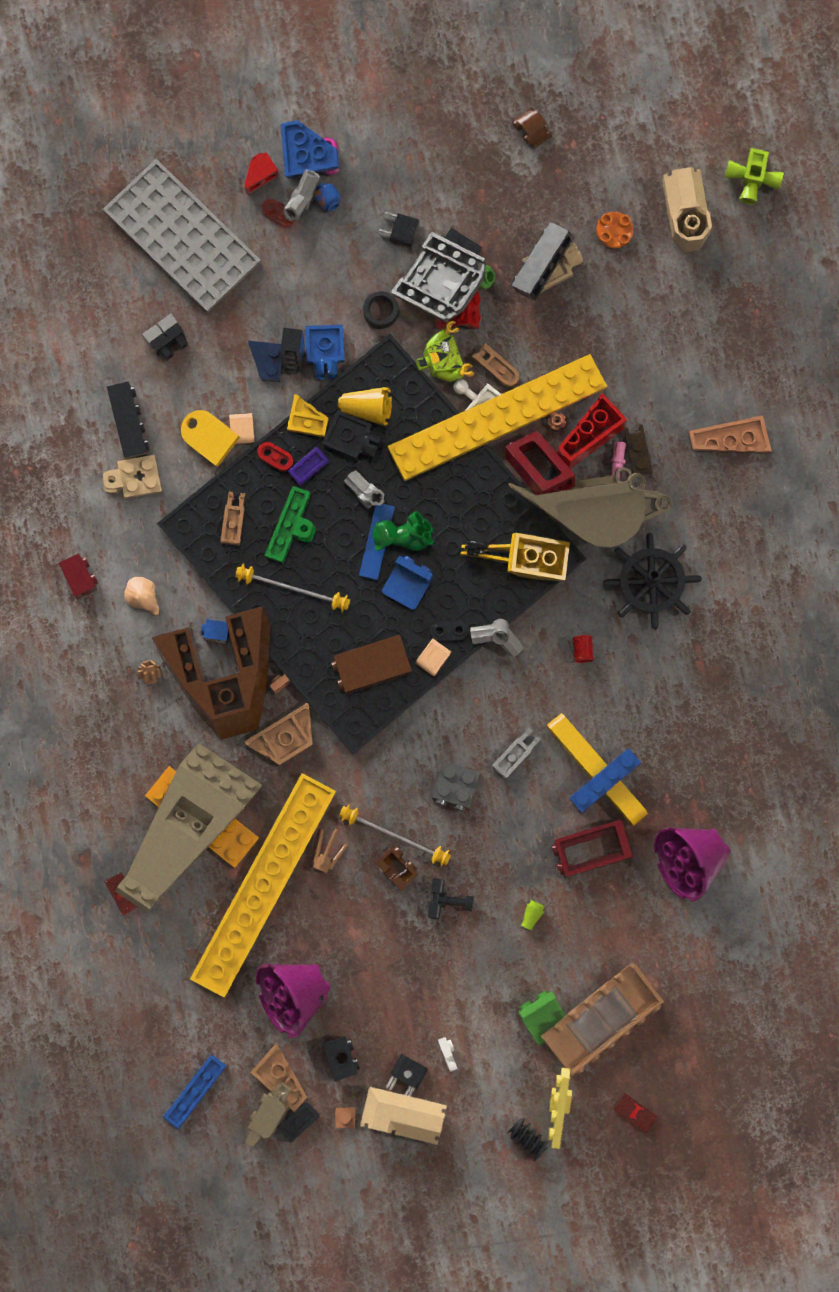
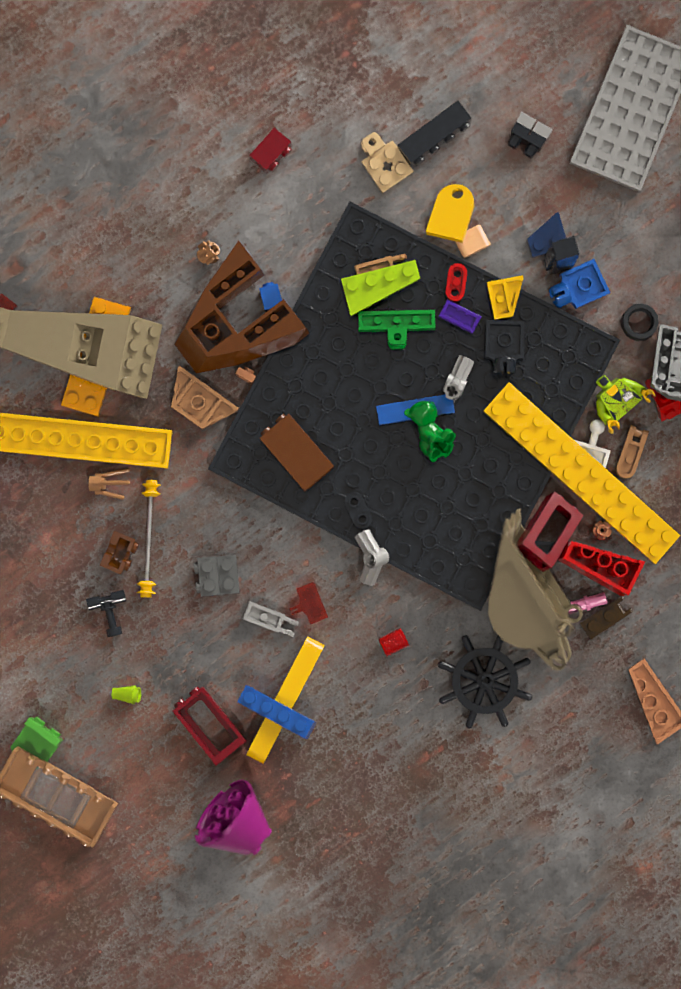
camera: 70 degrees right, 5 degrees up
(141, 594) = (277, 216): light nougat hair -> none
(247, 532) = (370, 287): none -> lime wing
(248, 575) = (334, 304): yellow axle -> none
(368, 405) = (540, 347): yellow cone -> none
(407, 582) = (386, 453): blue bracket -> none
(433, 657) = (327, 506): light nougat piece -> none
(516, 710) = (310, 603): none -> clear red plate
(528, 557) = (456, 556): yellow slope -> none

